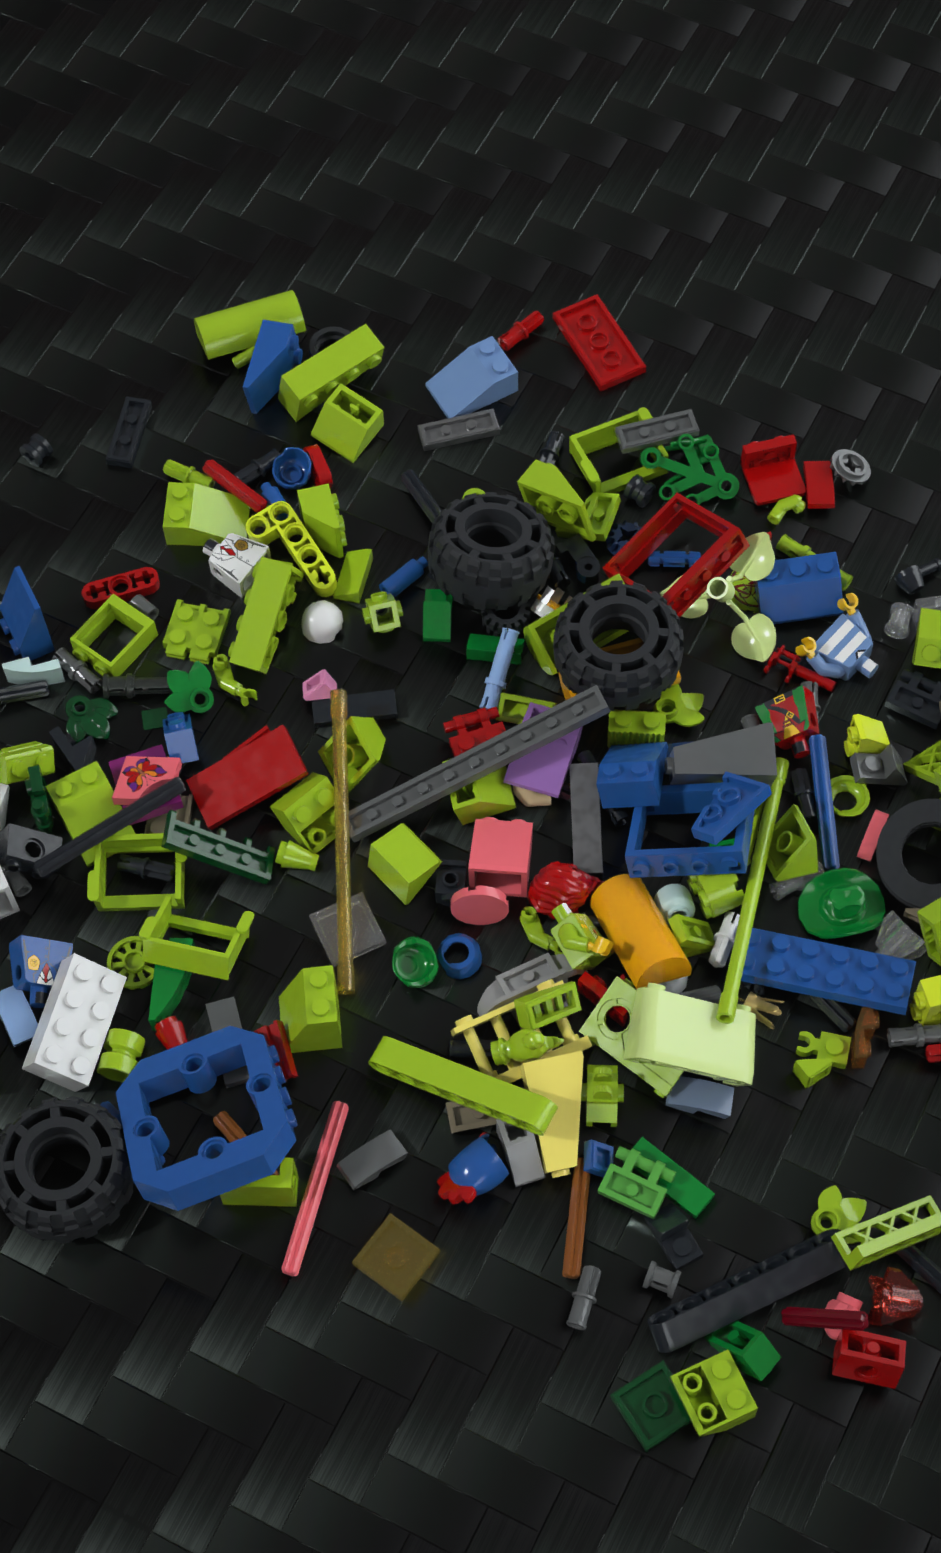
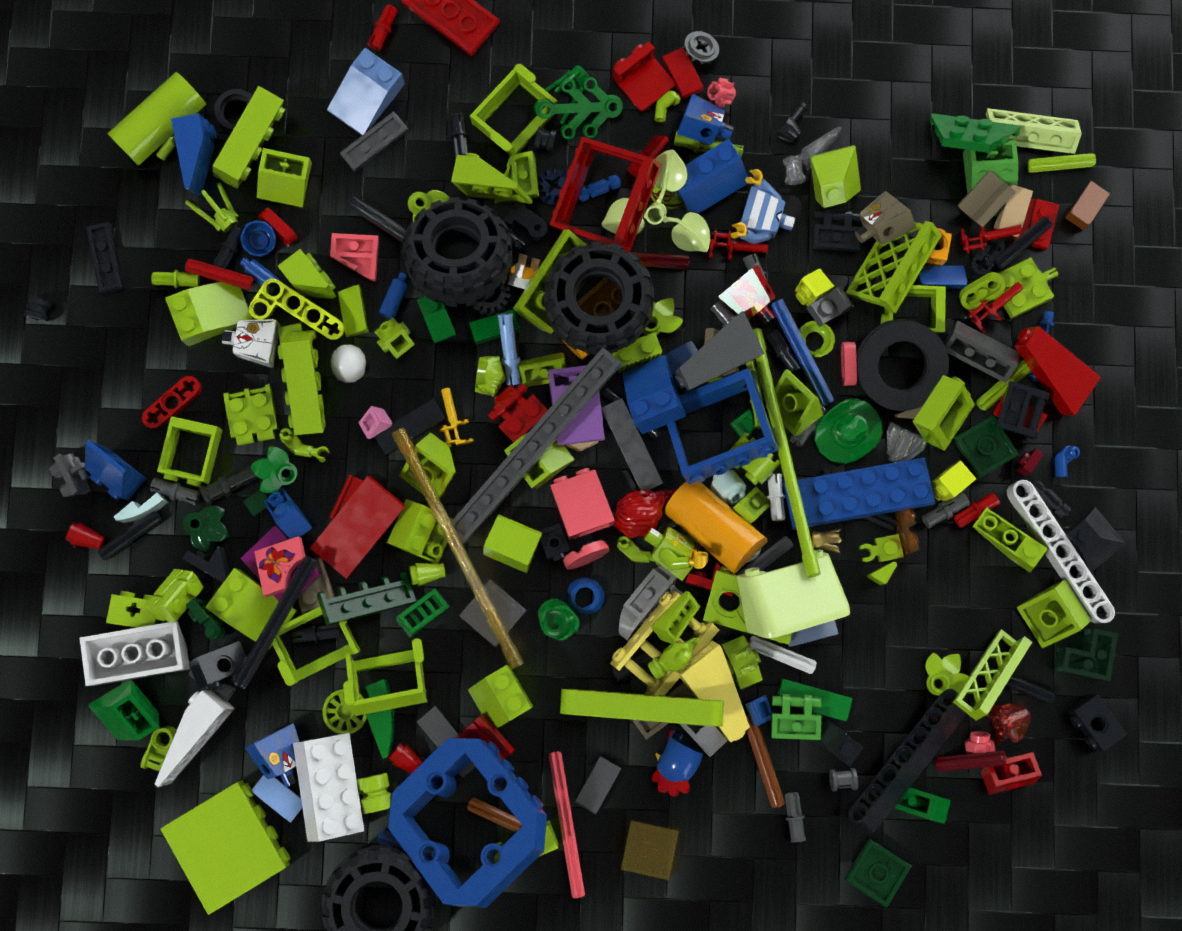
camera: 30 degrees left, 20 degrees up
(144, 606) = (200, 414): dark grey hinge -> none
(267, 437) = (224, 218): none -> lime plant
(269, 887) = (401, 618): none -> green slope
(386, 522) = (356, 253): none -> coral wing
(404, 722) = (452, 418): none -> yellow piece
(467, 690) = (489, 375): none -> lime hair
(654, 1112) = (782, 654): none -> white axle
(656, 431) = (539, 83): dark grey tile -> none
(711, 654) = (663, 260): none -> dark red axle
(714, 1394) = (917, 849): lime slope -> none
(729, 807) = (746, 401): blue wing -> none
(817, 532) = (703, 121): none -> blue torso
(852, 516) = (721, 92): none -> coral gear

